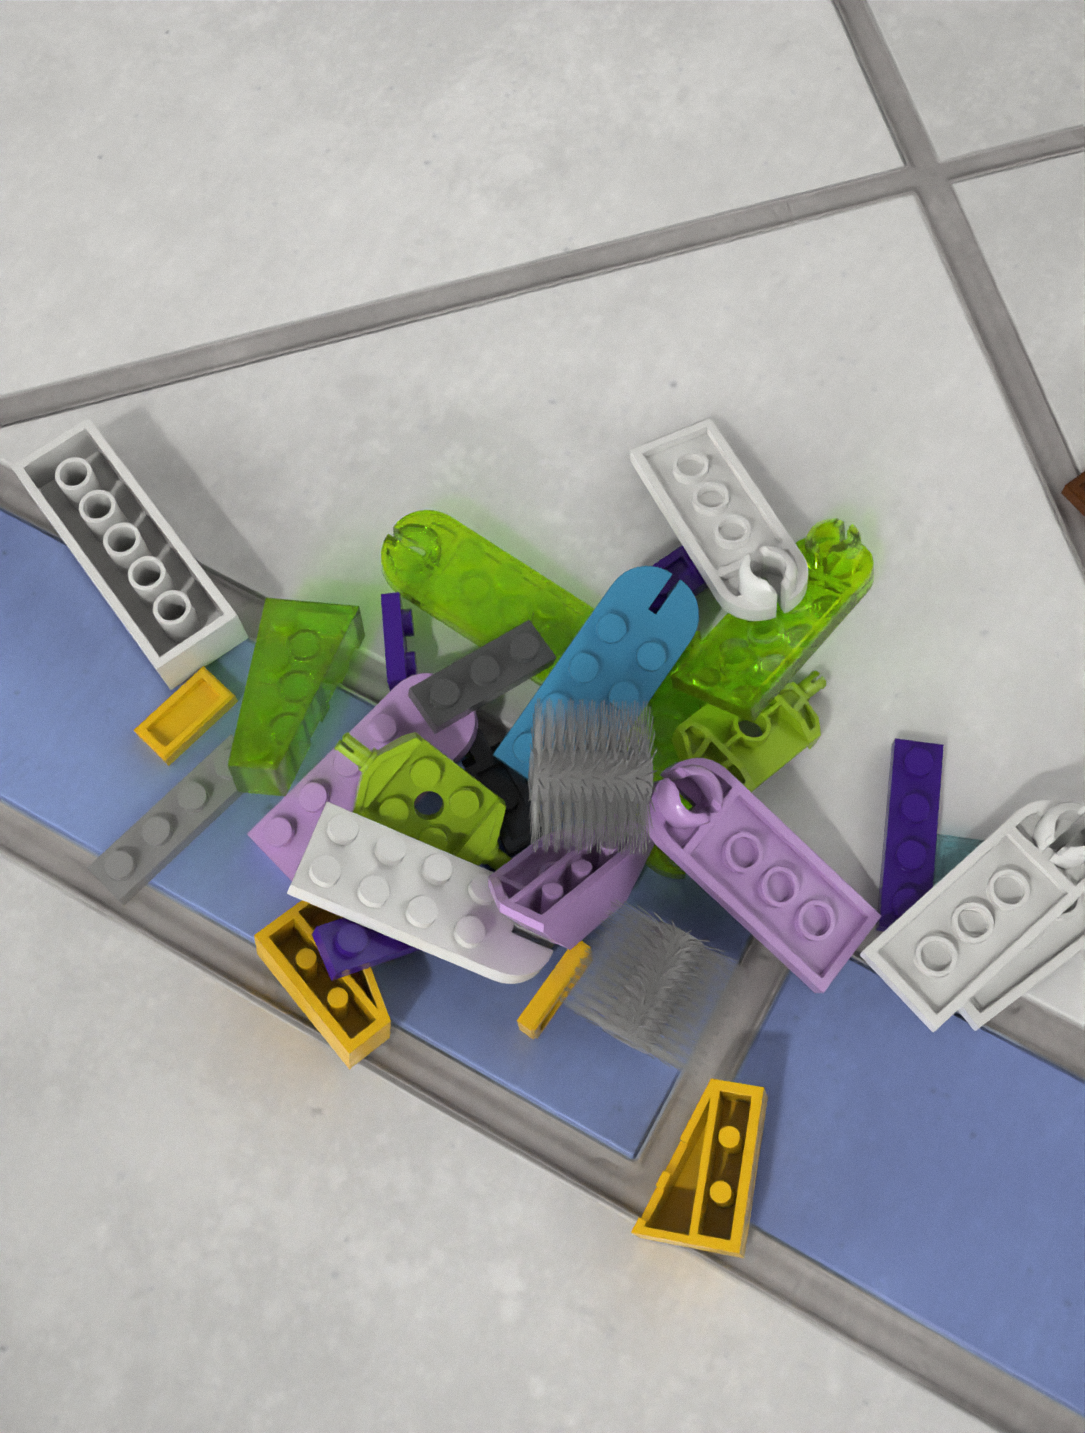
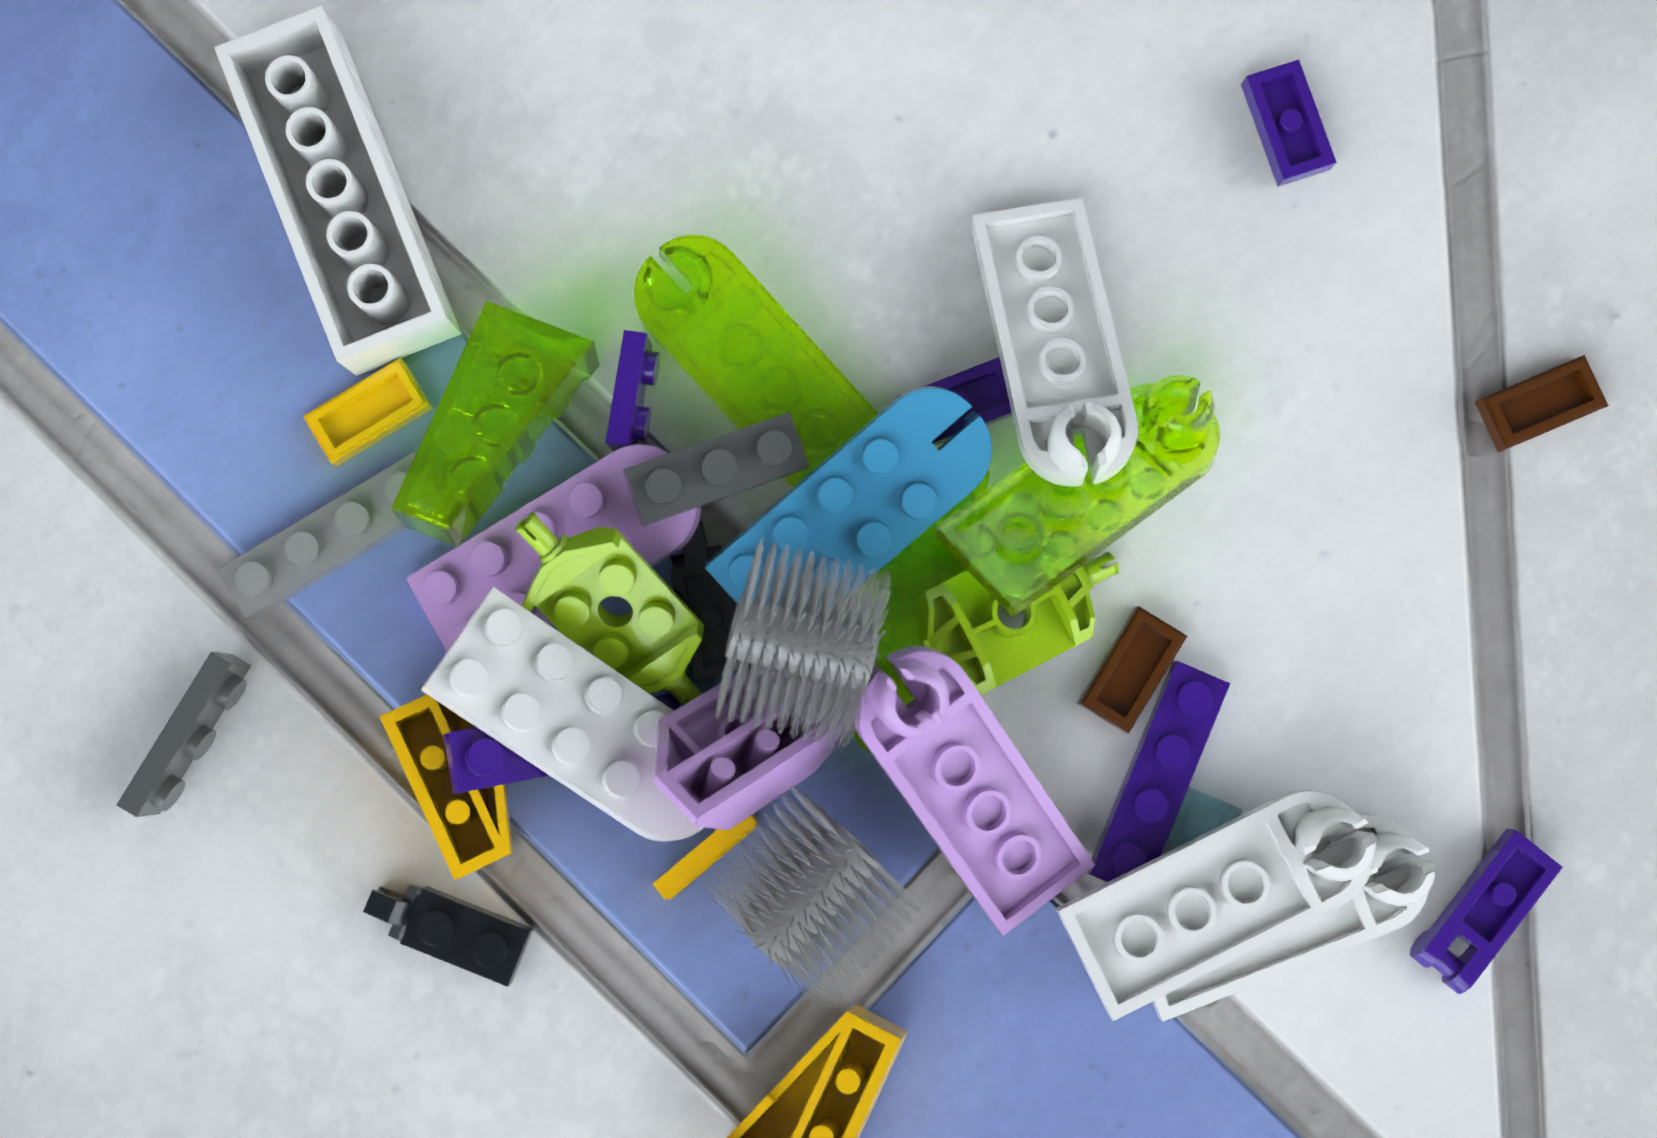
camera: 10 degrees right, 15 degrees up
(88, 1008) = (185, 735): none -> dark grey plate
(354, 1117) = (453, 930): none -> black hinge
(850, 331) = (1288, 123): none -> dark purple plate
(861, 757) = (1132, 669): none -> reddish brown tile

